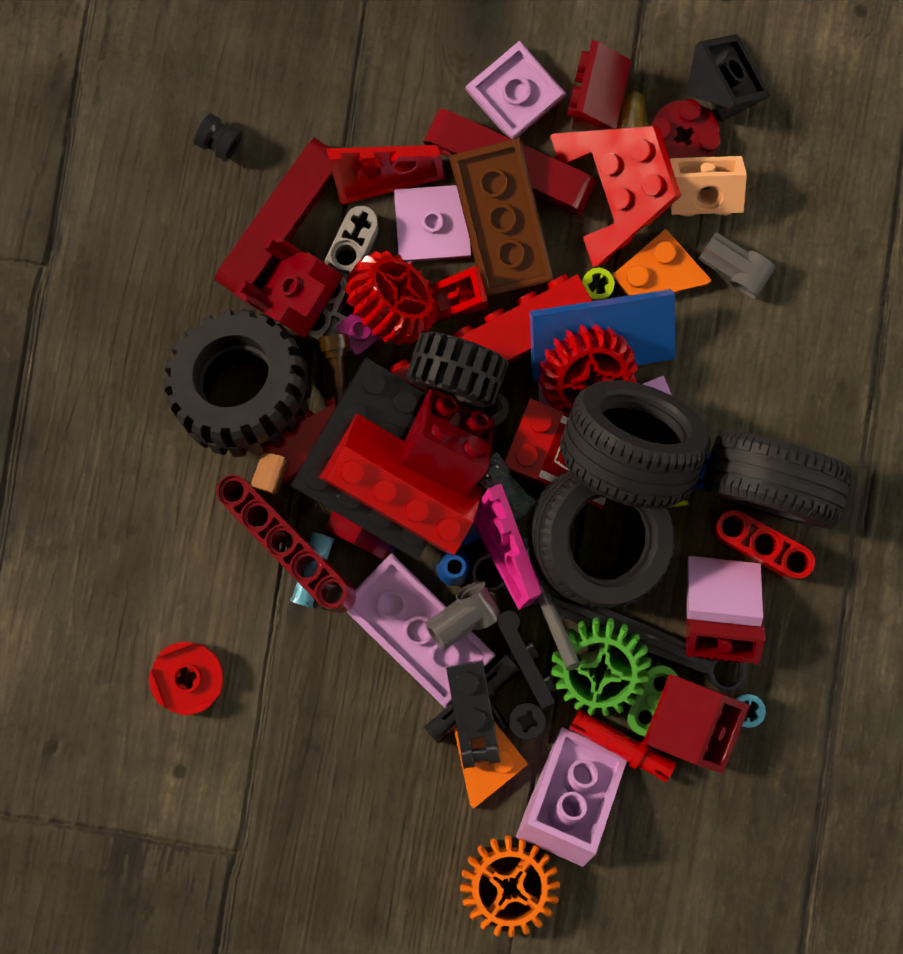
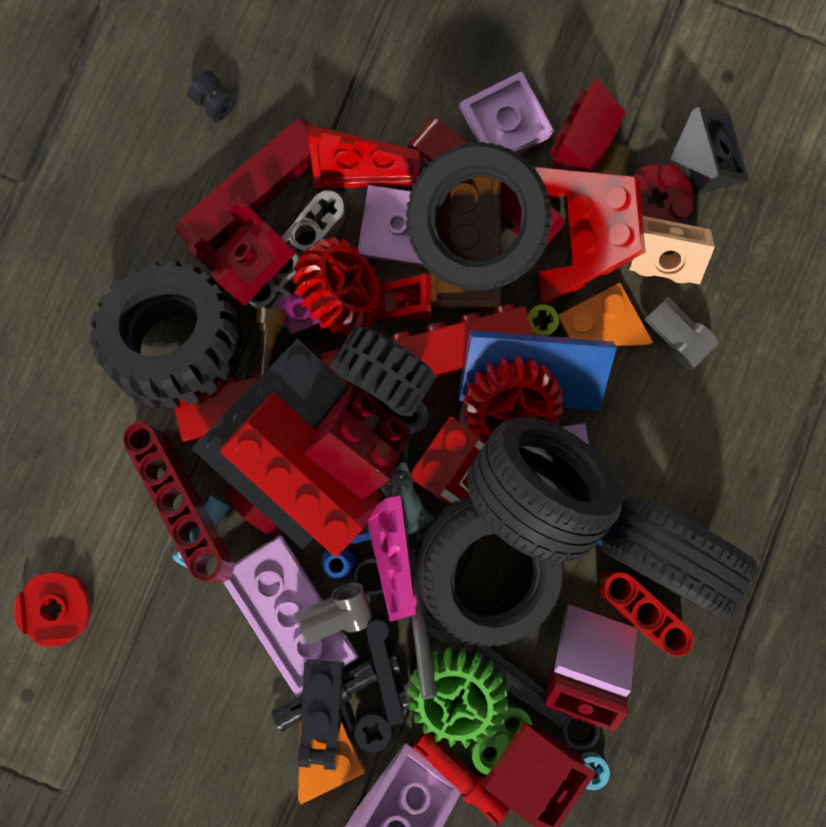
camera: 10 degrees right, 0 degrees up
(269, 472) = (178, 430): medium nougat slope -> none
(460, 211) = (441, 178): none -> black tyre

